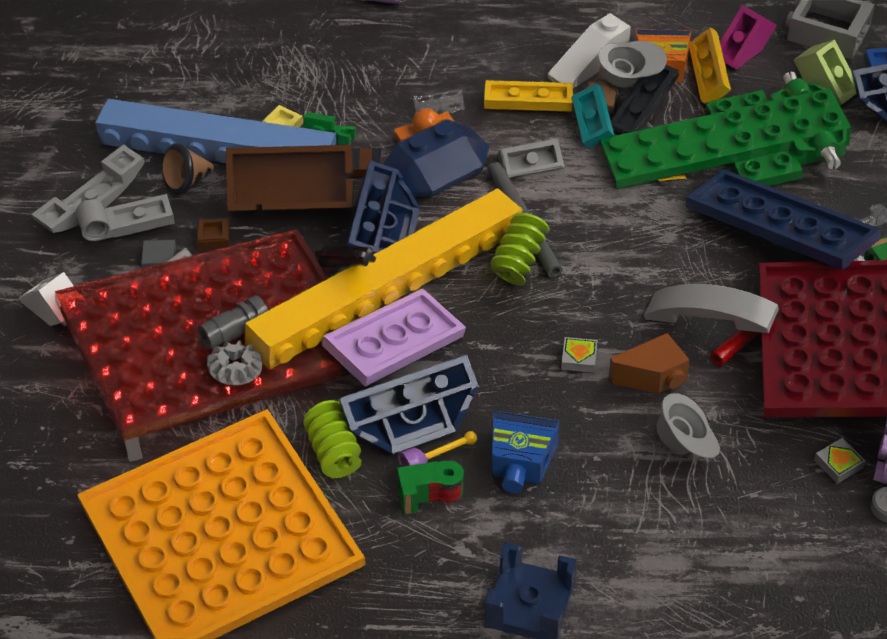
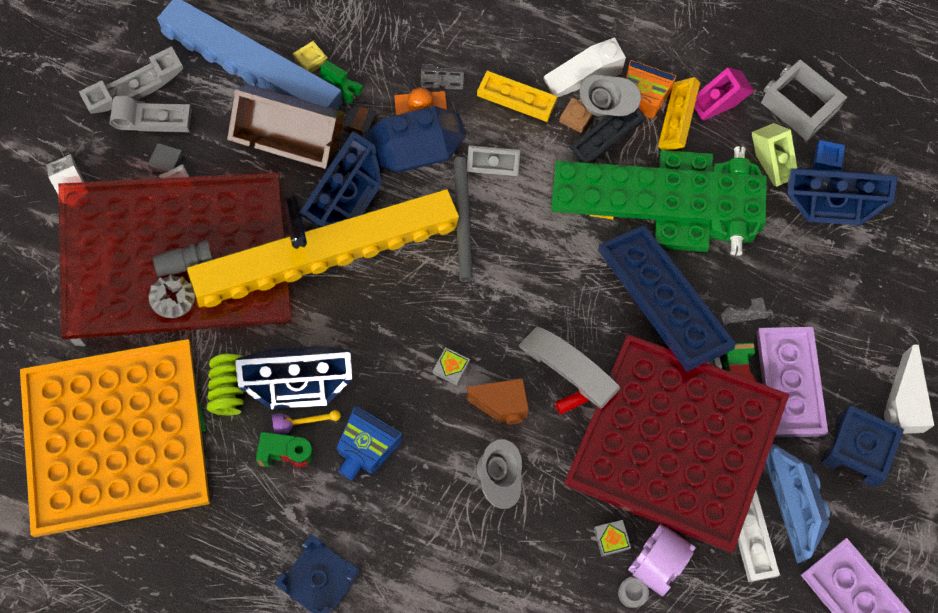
camera: 15 degrees right, 20 degrees up
(183, 168) = (214, 83): medium nougat hat -> none
(213, 233) = (215, 152): reddish brown tile -> none
(393, 336) = (308, 306): lavender plate -> none
(518, 247) = (440, 253): lime piece -> none
(592, 115) = (559, 135): teal plate -> none

